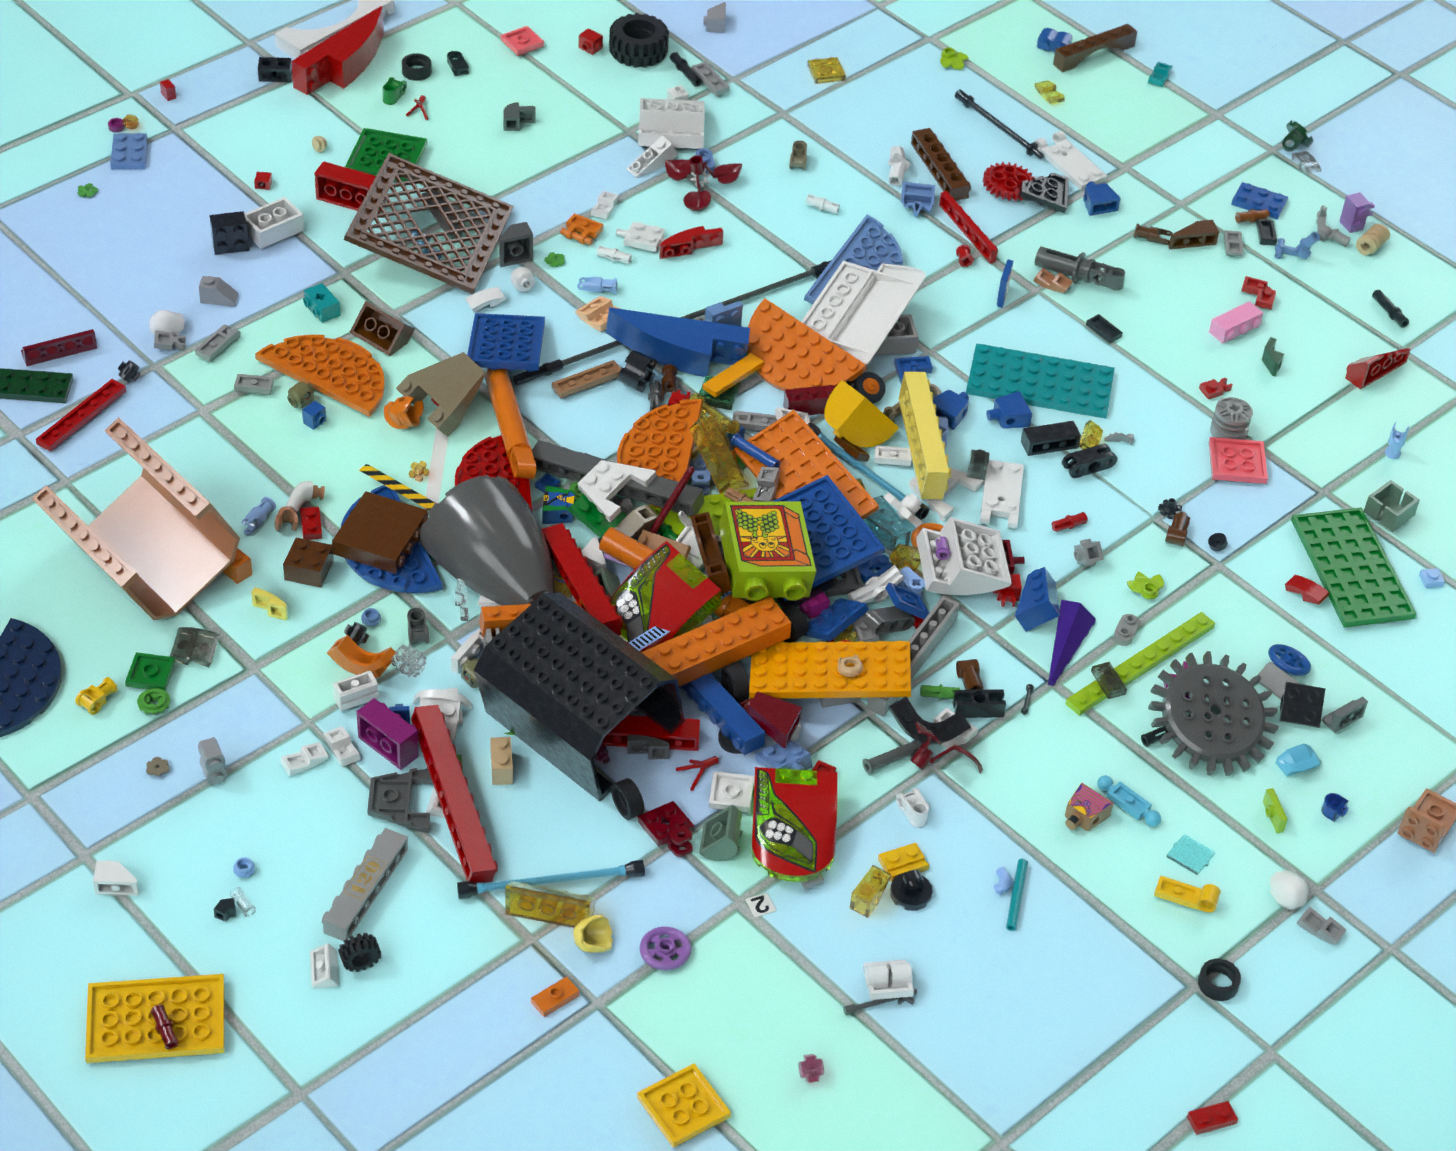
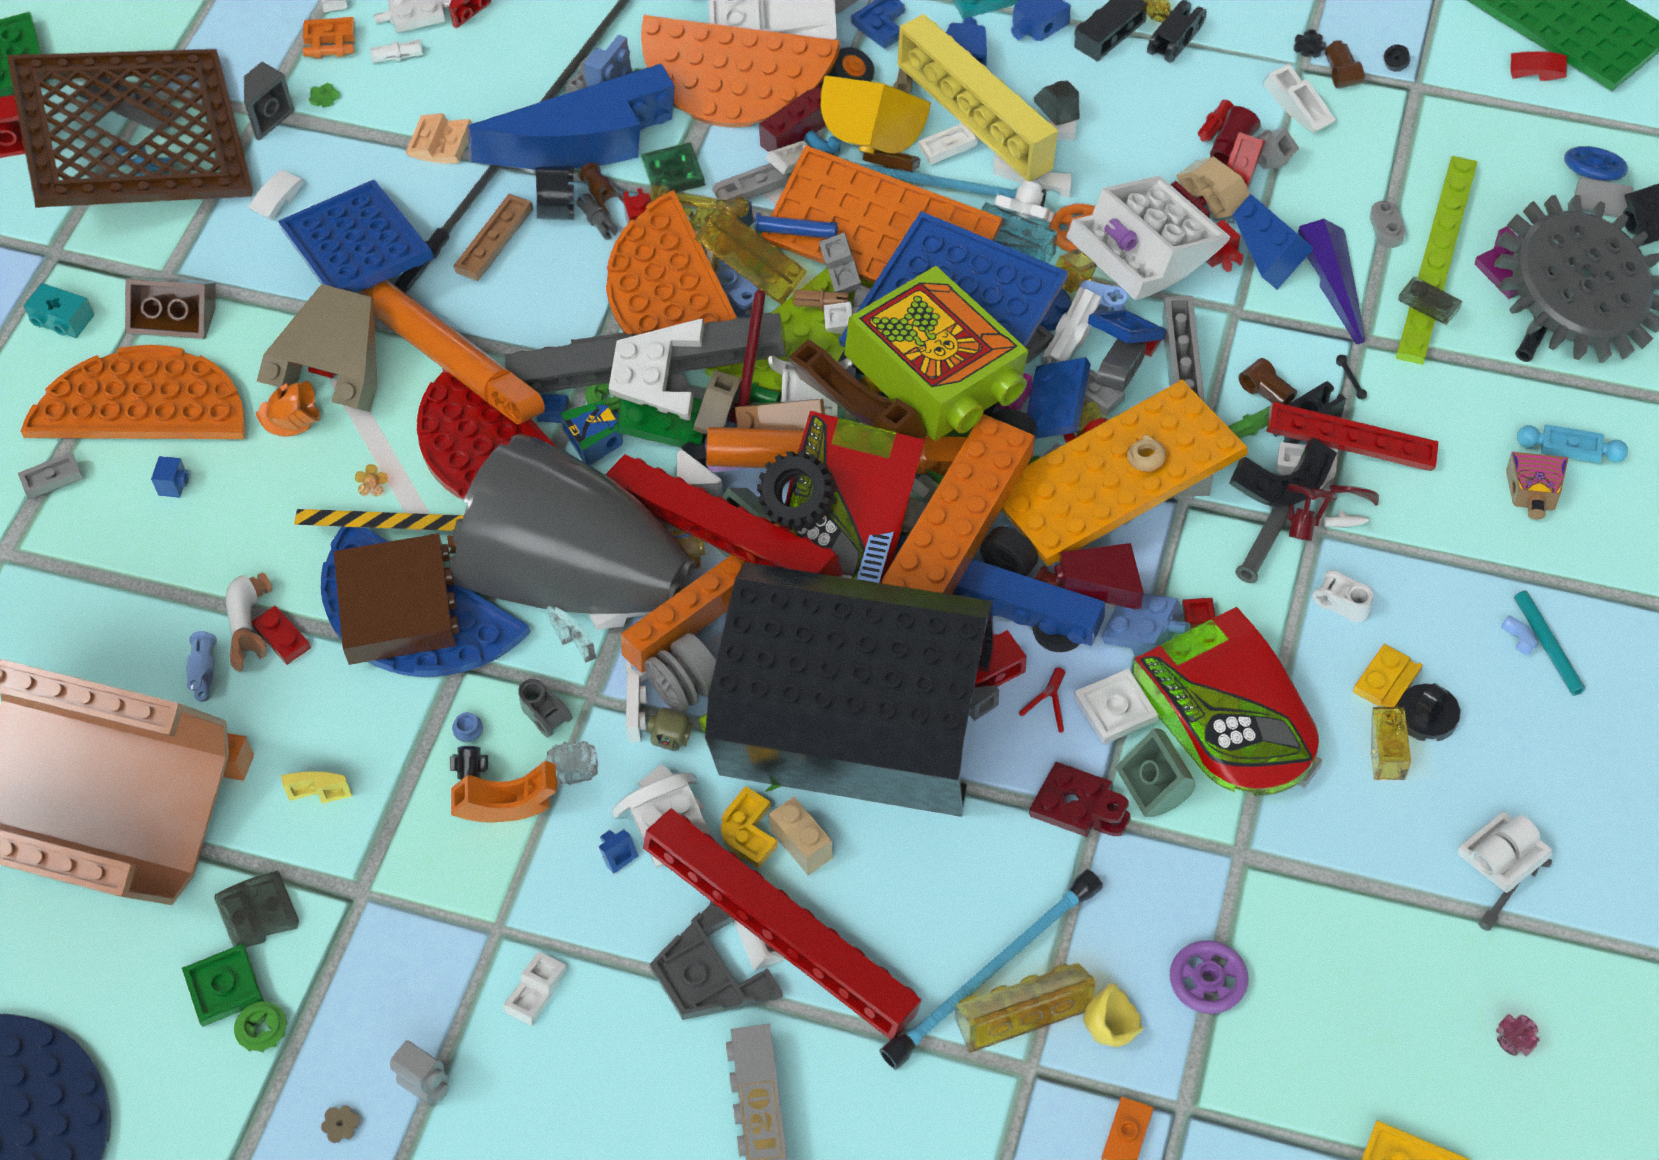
camera: 25 degrees left, 10 degrees up
(96, 696) = (173, 1070): yellow connector -> none
(300, 395) = (129, 457): olive head -> none
(308, 562) = (324, 695): reddish brown brick -> none
(341, 746) = (571, 939): white slope -> none
(355, 690) = (533, 848): white brick -> none
(387, 733) = (627, 886): magenta brick -> none
(473, 740) = (740, 828): none -> yellow plate
(521, 278) = (305, 143): white head -> none
(598, 284) = (407, 101): light blue piece -> none
(618, 567) = (780, 473): none -> black tyre
(627, 799) = (1005, 795): black tyre -> none
(732, 375) = (676, 137): light orange tile -> none
(760, 904) = (1268, 840): white sticker -> none
(822, 424) = (832, 145): none -> dark azure arm
(951, 769) = (1344, 520): none -> white helmet
(992, 726) = (1353, 436): none -> red plate
(1002, 483) = (1105, 115): white hinge -> none
(1032, 554) = (1218, 184): none -> tan brick
(1061, 550) = (1245, 156): none -> plate
(1071, 534) = (1237, 120): none -> dark red plant
(1132, 534) = (1298, 99): none -> white slope
(1145, 586) = (1366, 156): lime plate -> none

